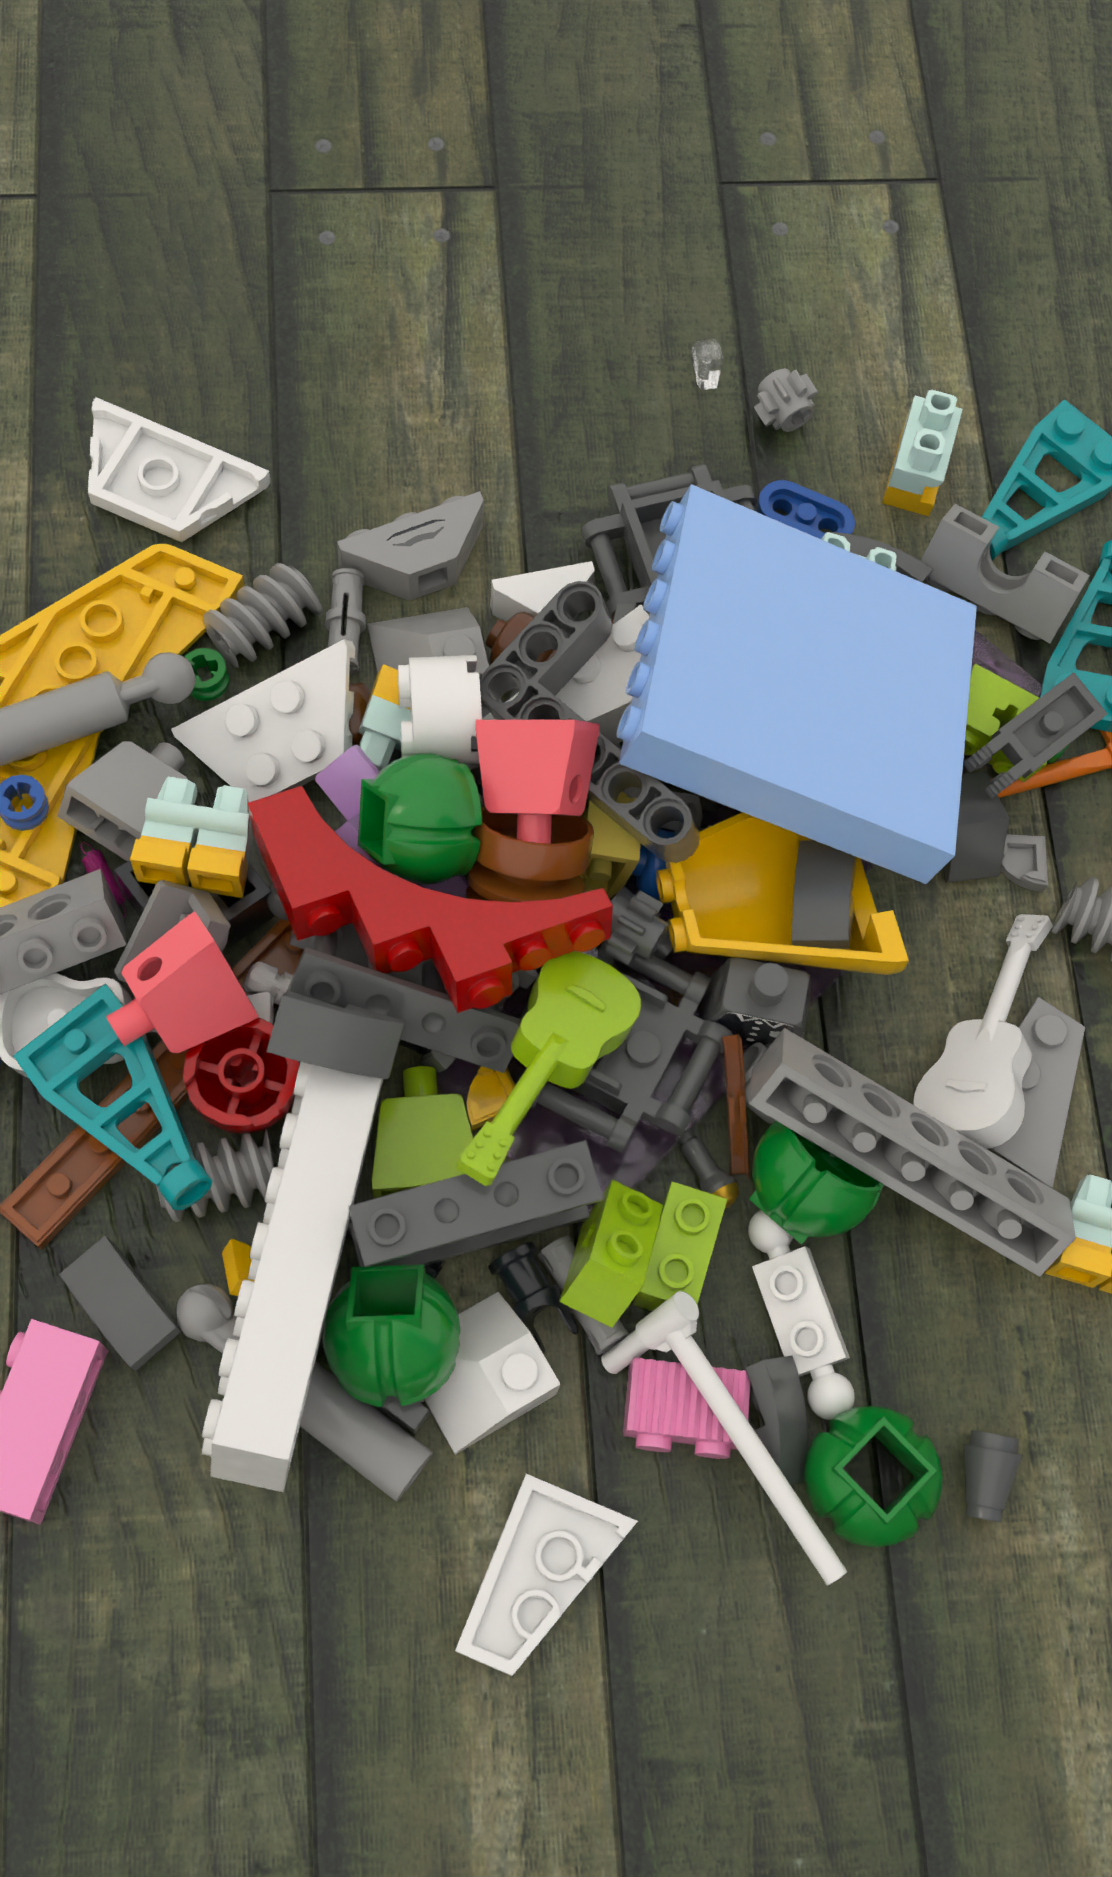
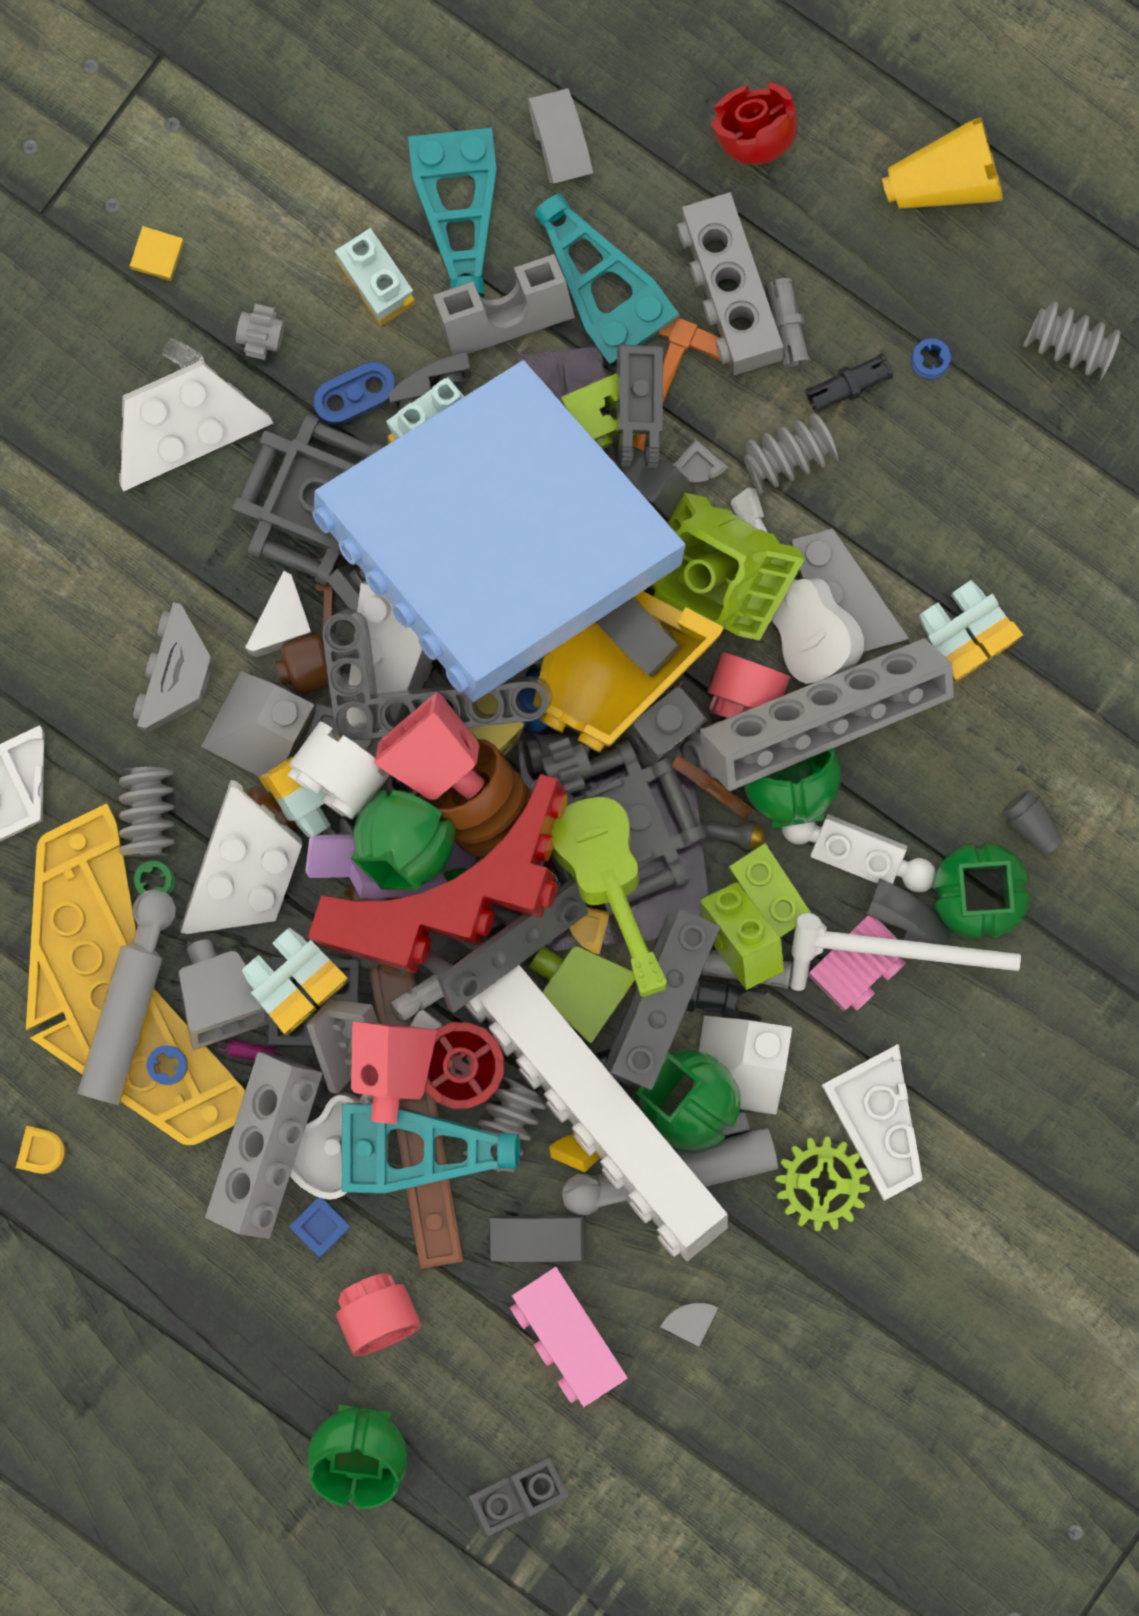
camera: 45 degrees left, 15 degrees up
(153, 1544) = (690, 1321): none -> light grey tile
(335, 1036) = (499, 1004): dark grey slope -> none
(347, 594) = (168, 741): light grey pin -> none
(403, 1540) = (840, 1185): none -> lime gear
(648, 392) = (182, 421): none -> white wing
(773, 284) = (157, 253): none -> yellow tile
(869, 1047) = (743, 685): none -> coral piece
(958, 947) = (727, 568): none -> lime slope

